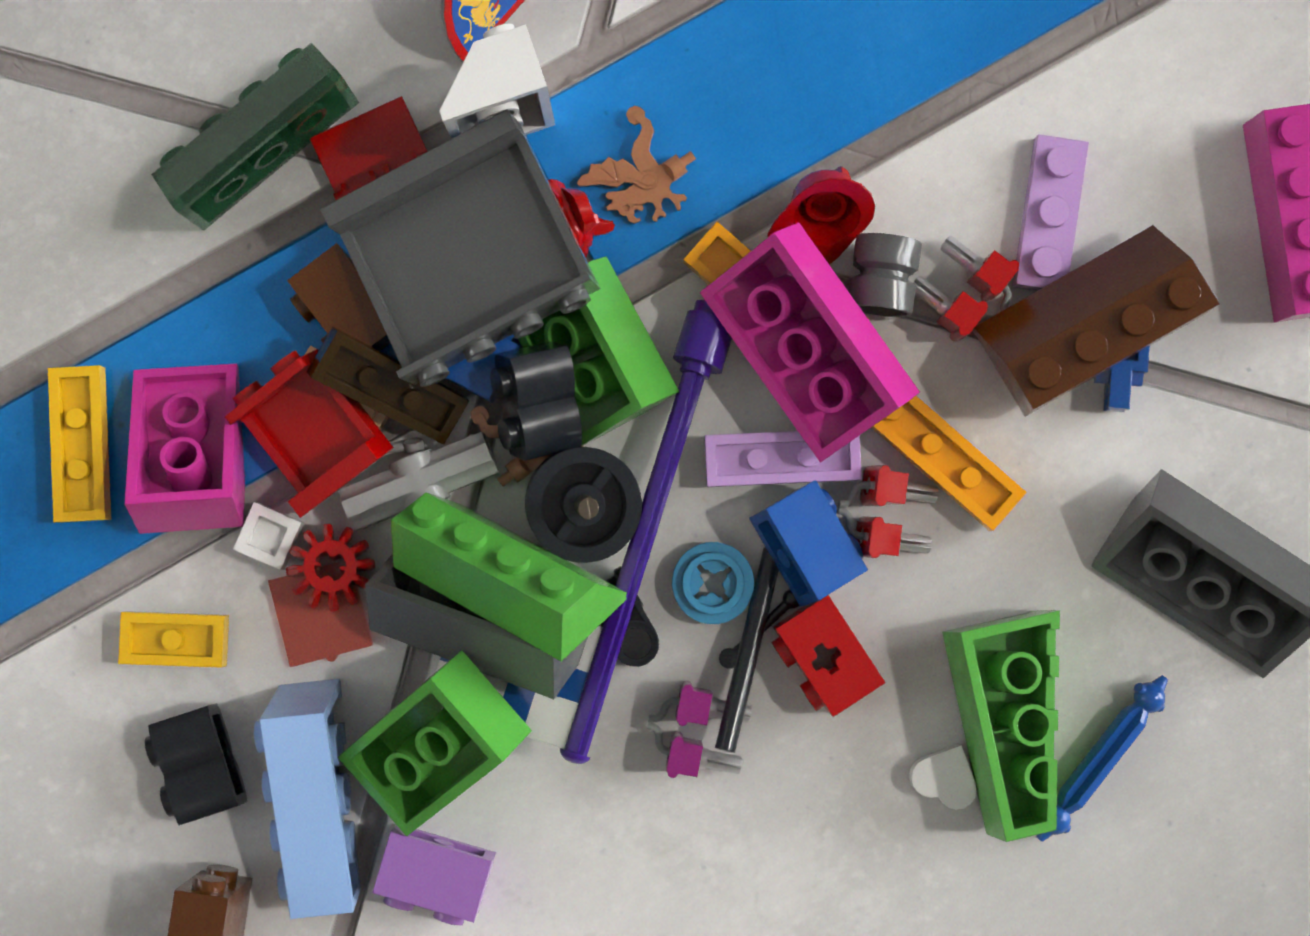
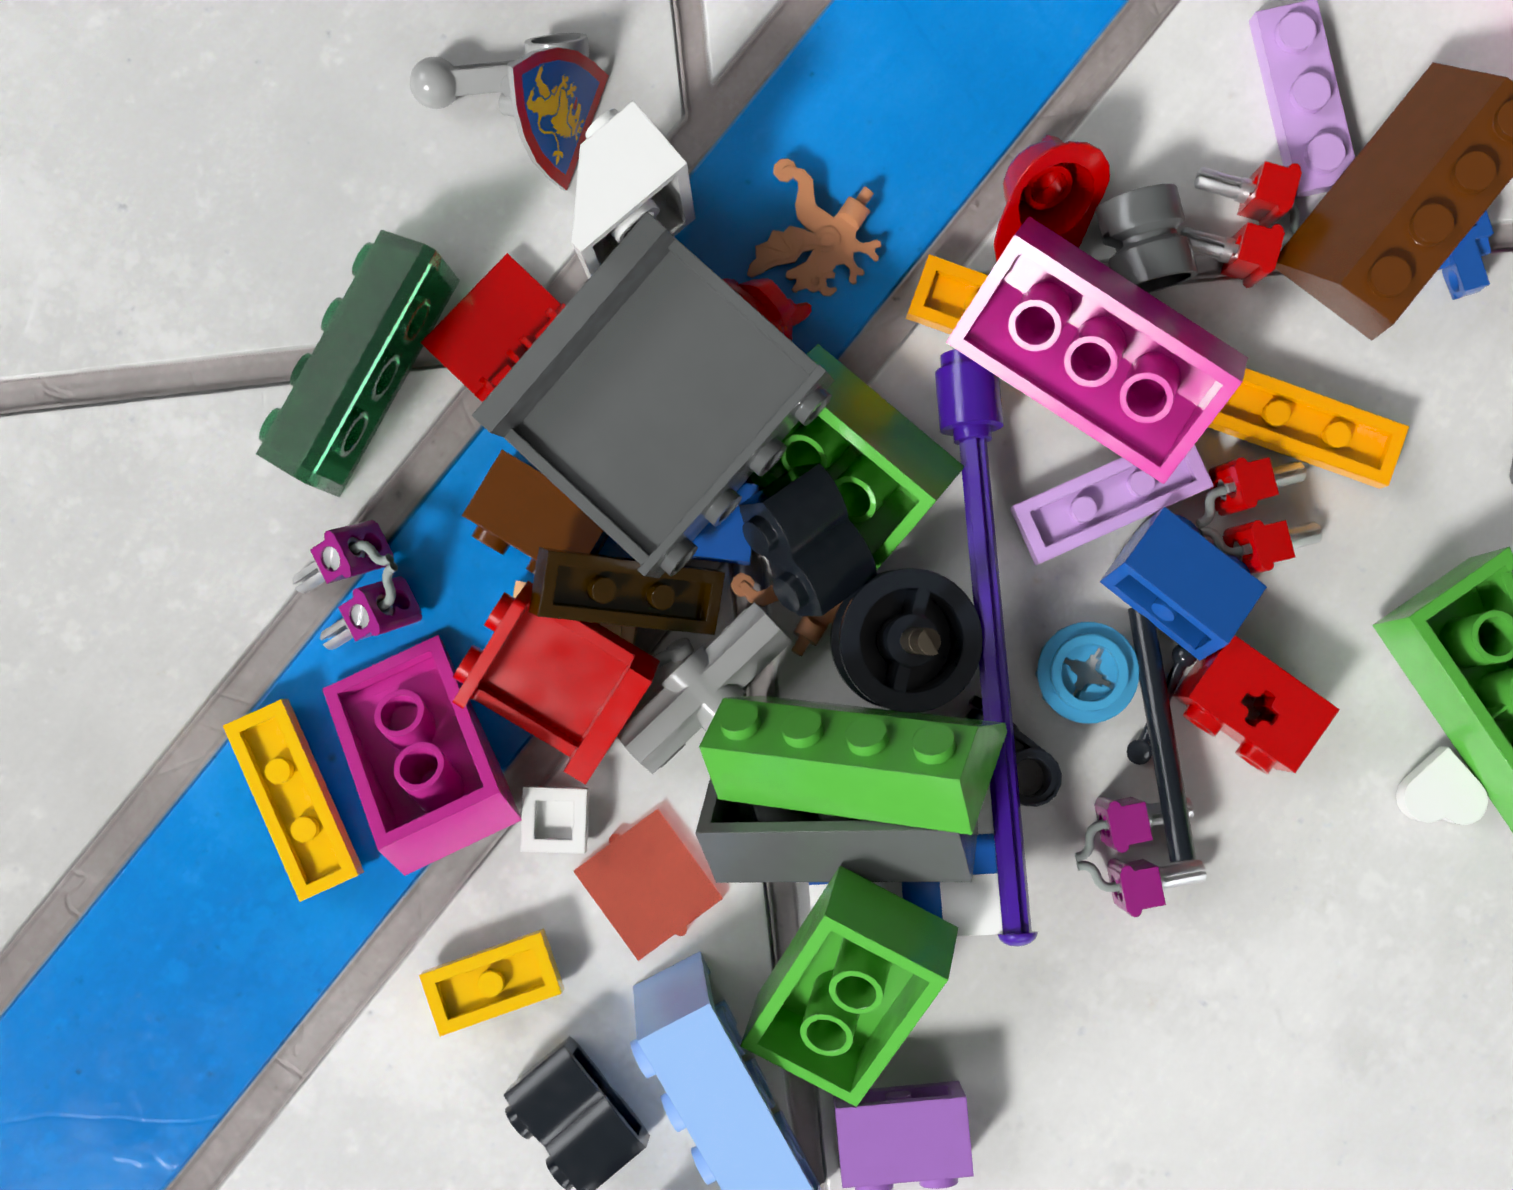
camera: 10 degrees left, 0 degrees up
(194, 323) = (374, 607): none -> magenta piece
(335, 551) = (637, 807): red gear -> none

